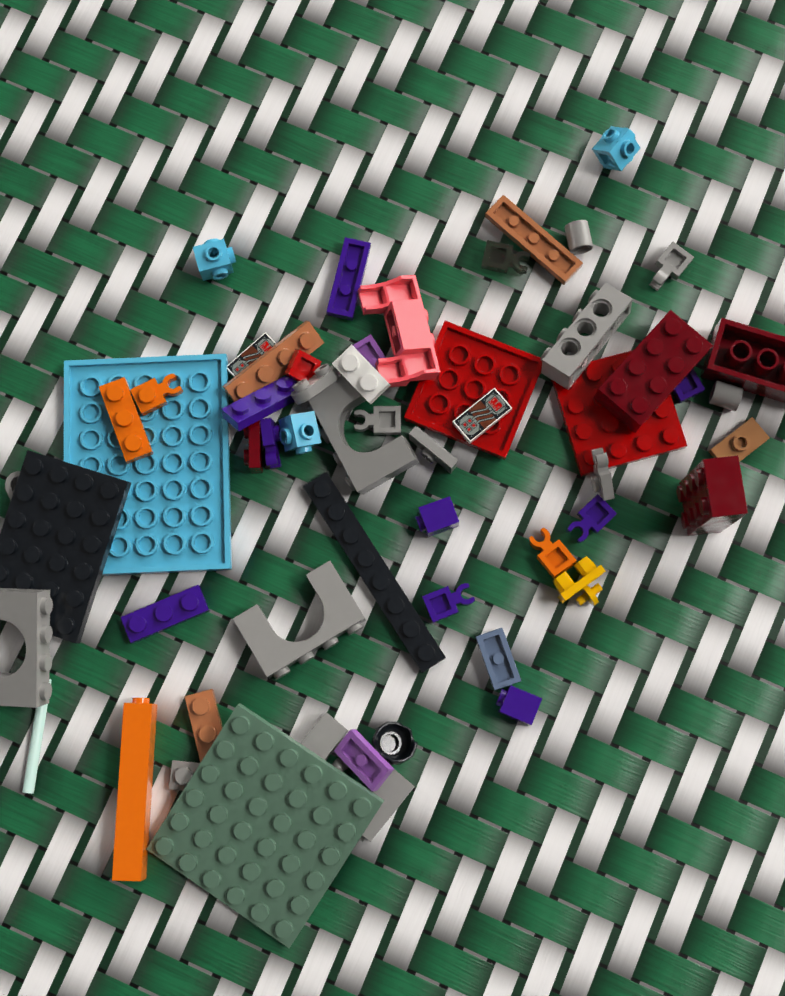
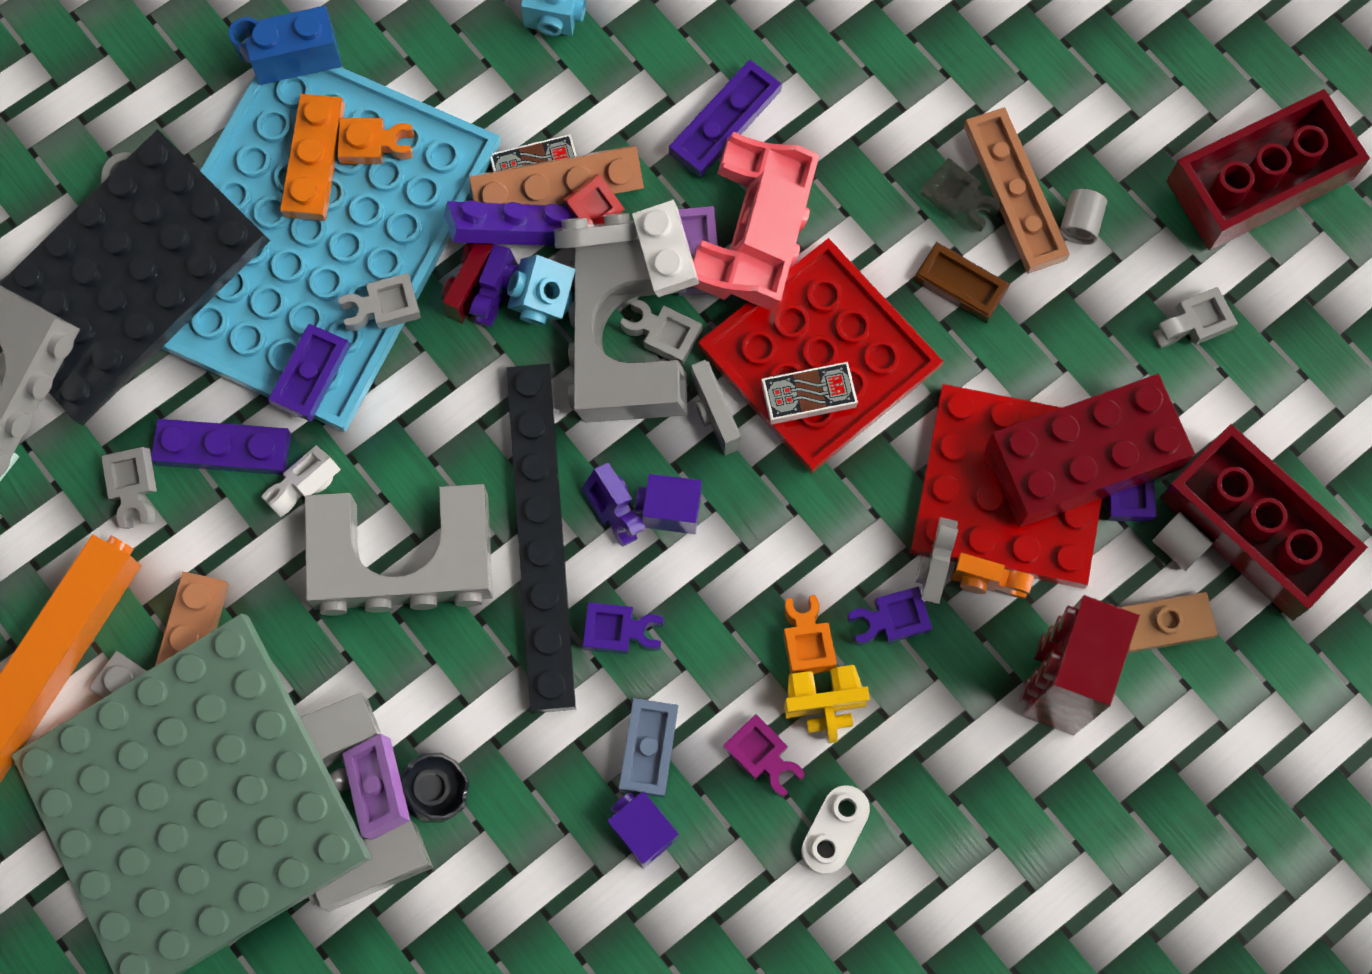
camera: 25 degrees right, 5 degrees down
(75, 361) = (287, 44): none -> blue hinge
(124, 659) = (129, 478): none -> light grey plate
(195, 547) = (309, 372): none -> dark purple plate
(217, 483) = (389, 303): none -> light grey plate
(224, 607) = (305, 477): none -> white plate
(403, 532) = (610, 501): none -> dark purple plate
(530, 308) = (961, 282): none -> reddish brown tile
(558, 629) = (759, 751): none -> magenta plate
(567, 369) = (1080, 341): light grey brick -> none
(616, 148) = (1201, 118): medium azure brick -> none
(621, 650) = (835, 829): none -> white plate
(628, 470) = (982, 575): none -> orange plate
(666, 160) = (1267, 169): none -> dark red brick

